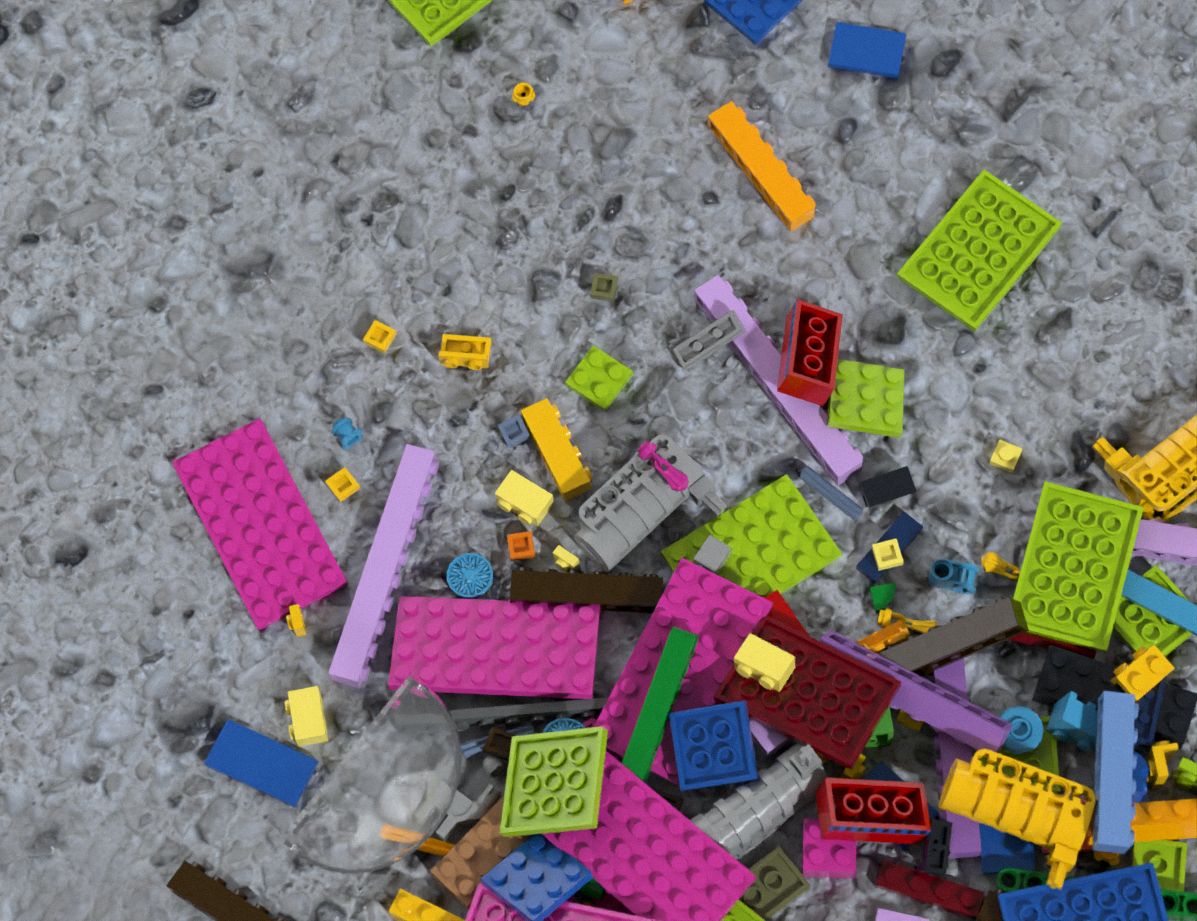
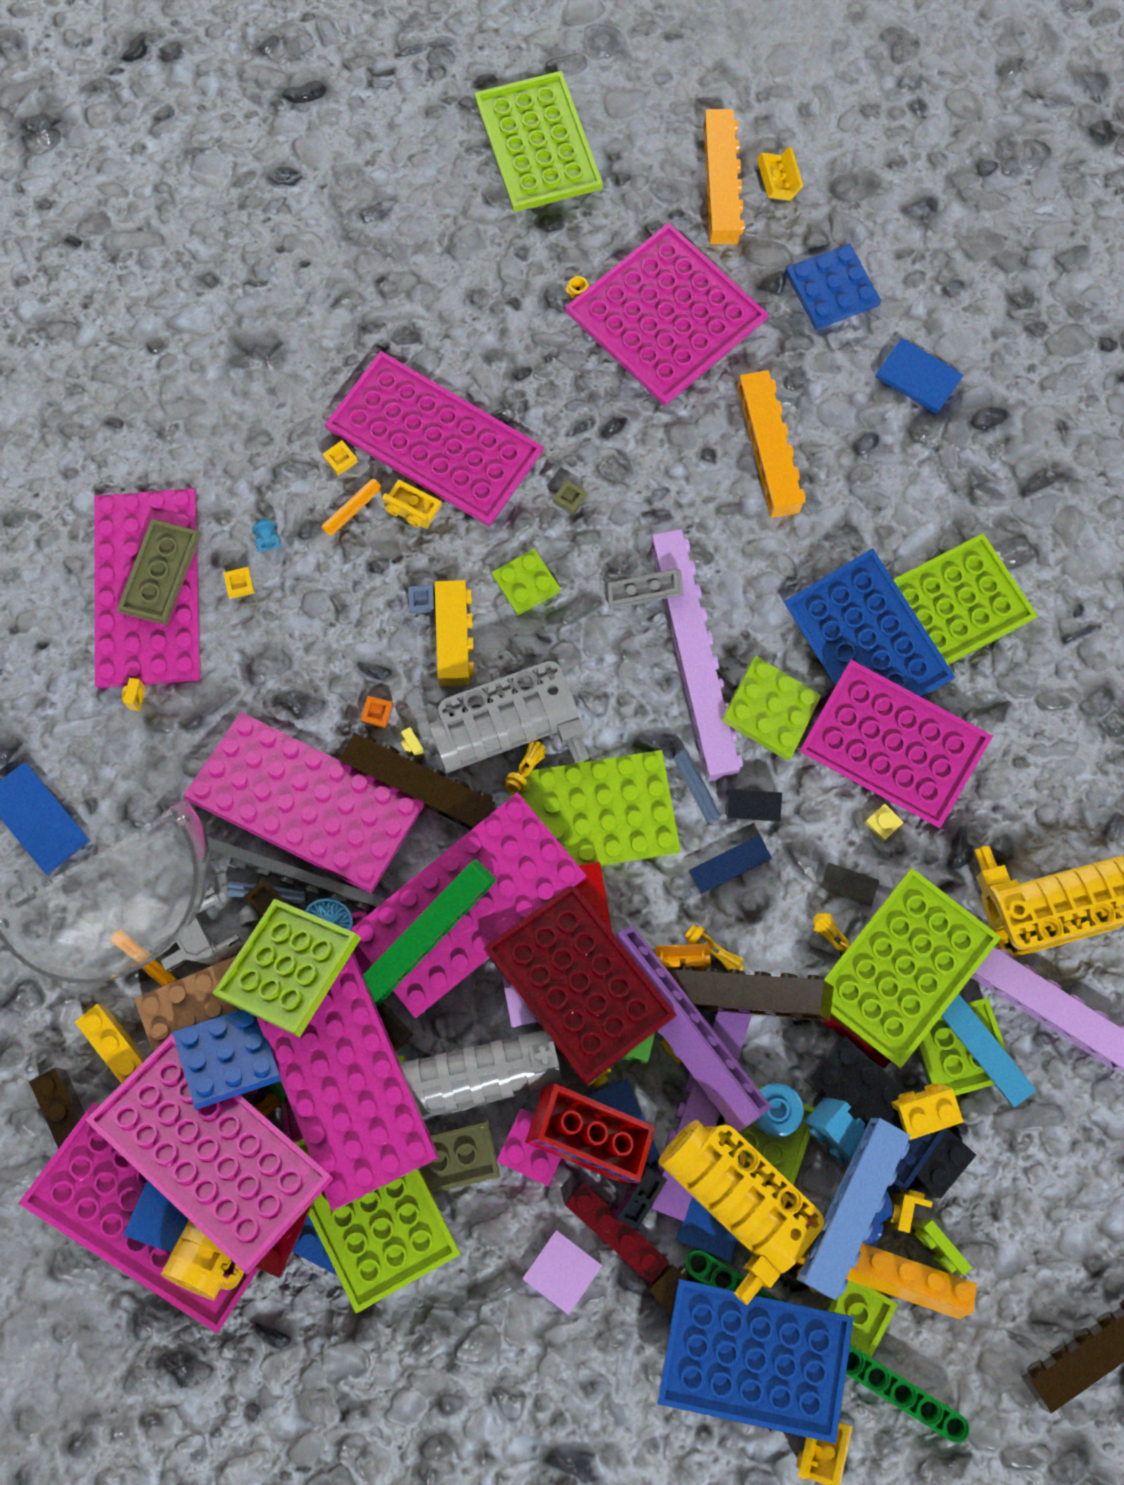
camera: 15 degrees right, 5 degrees up
(268, 504) = (159, 572): none -> olive tile
(307, 716) = (98, 791): light yellow brick -> none
(383, 567) = (238, 677): lavender brick -> none
(411, 376) = (351, 507): none -> light orange axle
(457, 283) = (434, 438): none -> dark pink plate
(469, 575) = (316, 720): dark azure wheel -> none
(524, 499) = (400, 667): light yellow brick -> none
(614, 85) = (666, 313): none -> dark pink plate
(673, 551) = (516, 781): none -> yellow piece
(677, 480) = (547, 711): dark pink piece -> none
(712, 555) = (550, 802): light grey brick -> none
(713, 745) = (461, 998): blue plate -> none
(764, 663) = (547, 936): light yellow brick -> none
(810, 352) = (735, 641): red brick -> none
(882, 596) = (701, 910): green tile -> none
(887, 554) = (724, 872): light yellow plate -> none
(924, 304) = (866, 619): none -> blue plate
(955, 577) = (782, 922): dark azure piece -> none
(986, 384) = (895, 743): none -> dark pink plate
(999, 521) = (849, 884): none -> clear smoke tile

